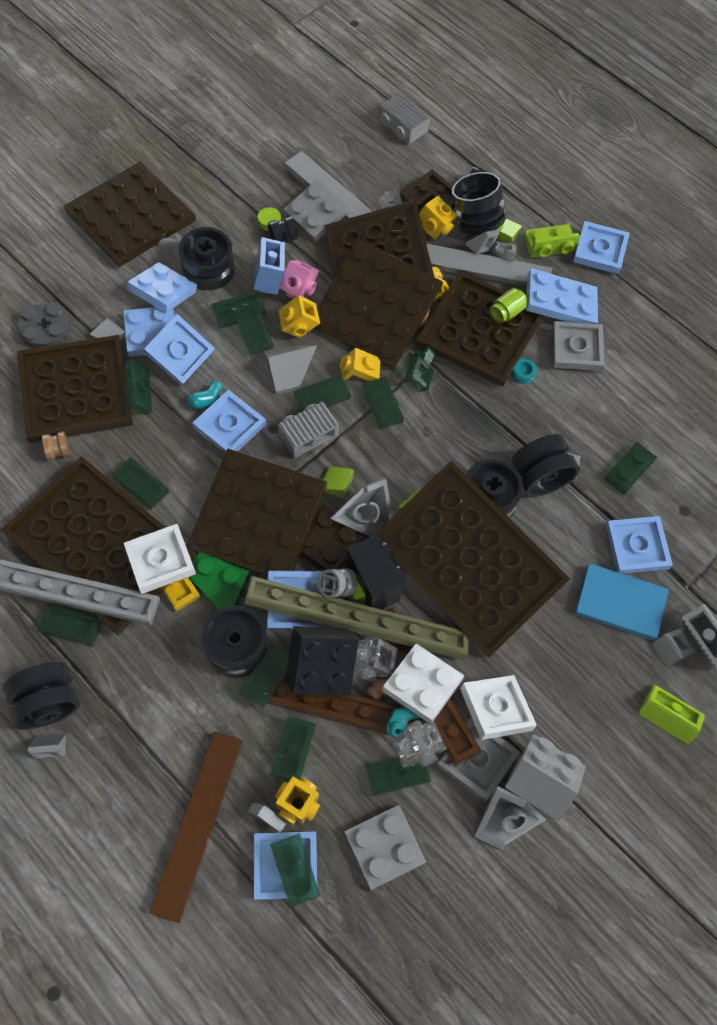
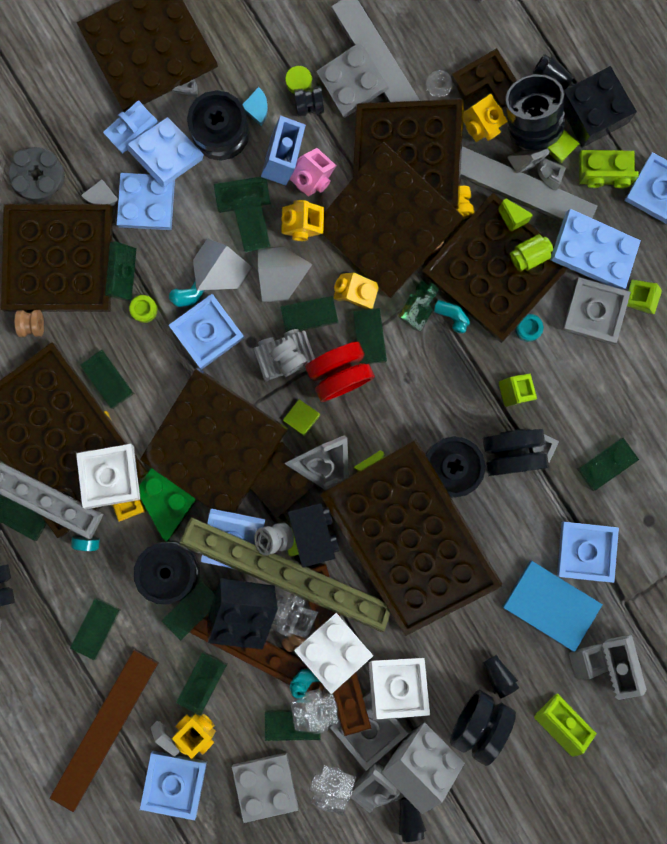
camera: 20 degrees right, 20 degrees up
(124, 270) = (130, 126): none -> light blue hips
(144, 634) = (84, 544): none -> teal tile
(164, 417) = (143, 309): none -> lime tile
(169, 720) = (95, 628): none -> clear green tile
(178, 349) = (169, 236): light blue plate -> none
(231, 367) = (219, 267): none -> light grey slope
(239, 243) = (257, 106): none -> medium azure tile
(295, 870) = (178, 797): clear green plate -> none
(314, 420) = (289, 359): none -> light grey wheel
(363, 428) = (339, 371): none -> red wheel
(454, 368) = (460, 320): none -> teal arm
(457, 827) = (332, 789): none -> clear brick
(484, 279) = (513, 214): none -> lime slope
(528, 422) = (517, 390): none -> lime slope
(529, 196) = (597, 106): none -> black brick
(548, 846) = (410, 822): none -> black cone
(593, 723) = (483, 727): none -> black wheel
(595, 679) = (500, 677): none -> black cone
(615, 329) = (644, 296): none -> lime slope

